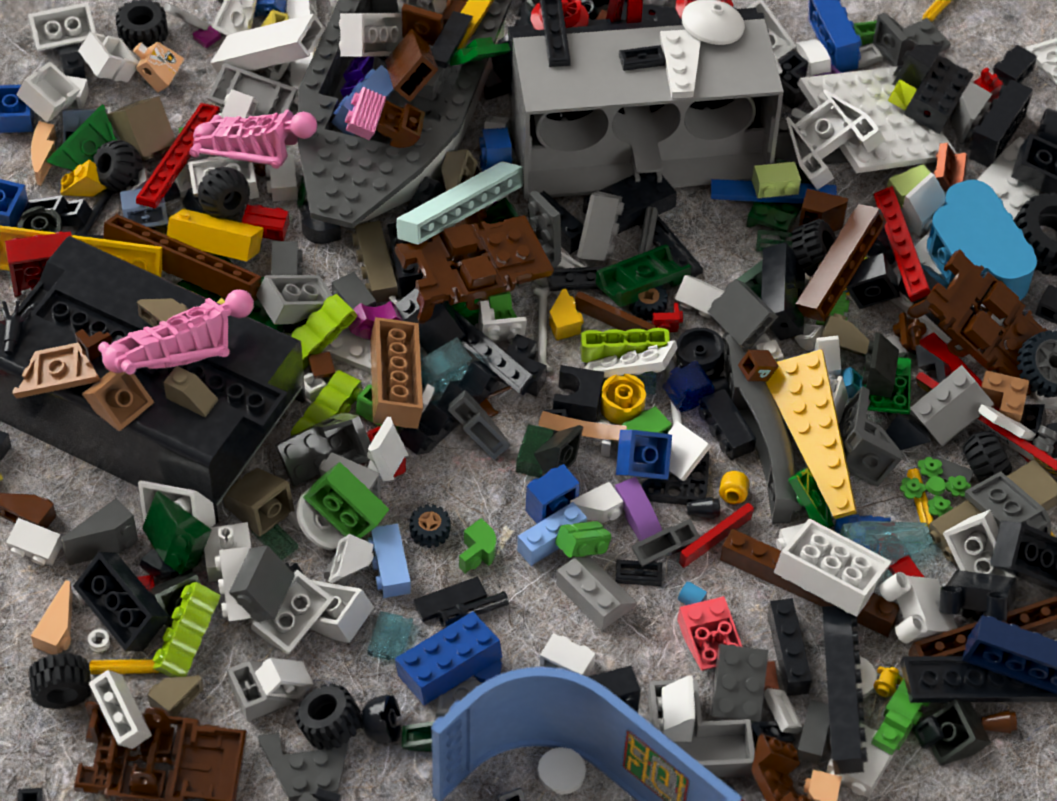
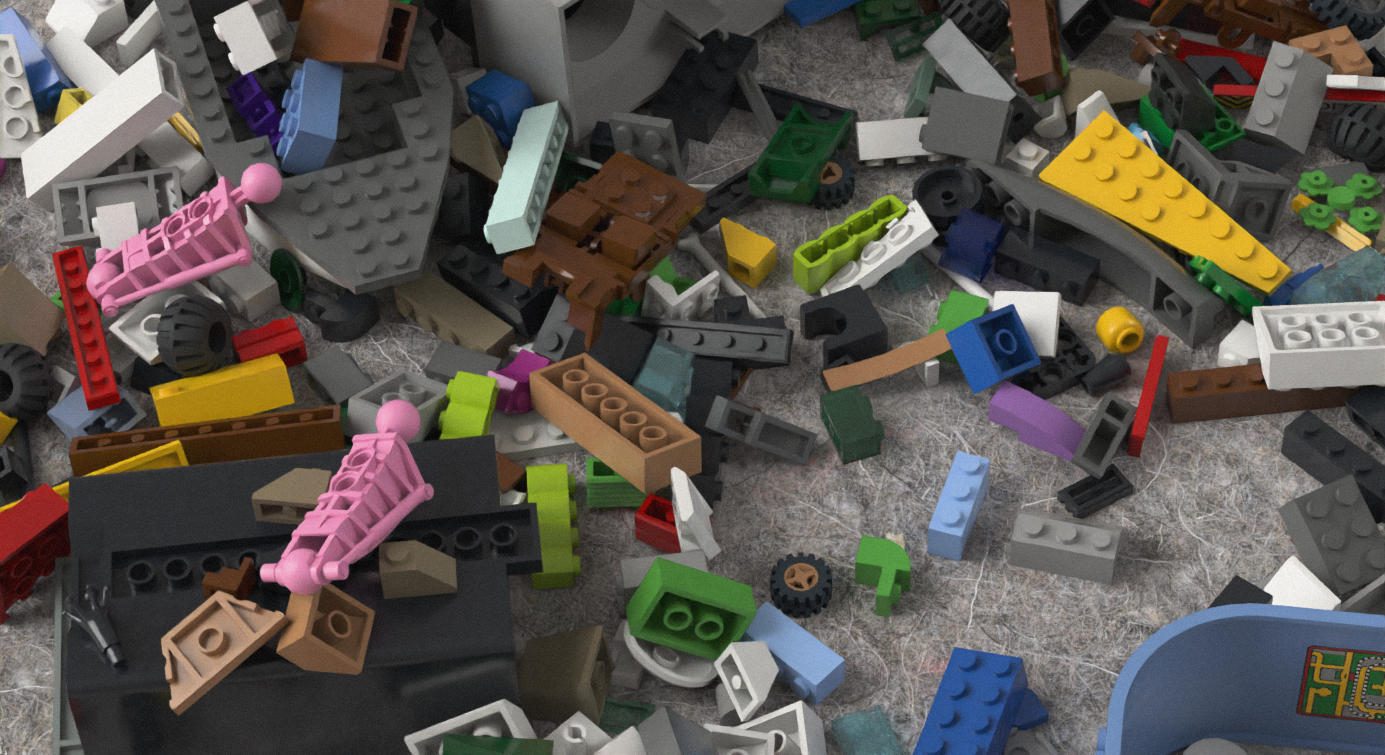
camera: 30 degrees left, 5 degrees down
(307, 449) = (589, 558): dark grey bracket -> none
(365, 113) = (337, 124): bright pink brick -> none
(401, 124) = (384, 118): reddish brown brick -> none
(447, 598) = (901, 656): black tile -> none
(461, 610) = (925, 669): black pin -> none
(550, 493) = (923, 460): blue brick -> none
(560, 449) = (884, 402): pearl dark grey slope -> none
(567, 655) = (1108, 635): white brick -> none
(583, 539) = (1007, 487): bright green brick -> none
(600, 226) = (707, 122): light grey slope -> none
(600, 503) = (986, 435): white slope -> none
(609, 314) = (799, 220): reddish brown tile -> none
(622, 398) = (905, 303): yellow brick -> none
(668, 320) = (874, 187): red bracket -> none
(692, 594) = (1185, 479): dark azure brick -> none
(705, 627) = (1241, 506): coral slope -> none
(758, 365) = (1045, 169): reddish brown brick -> none

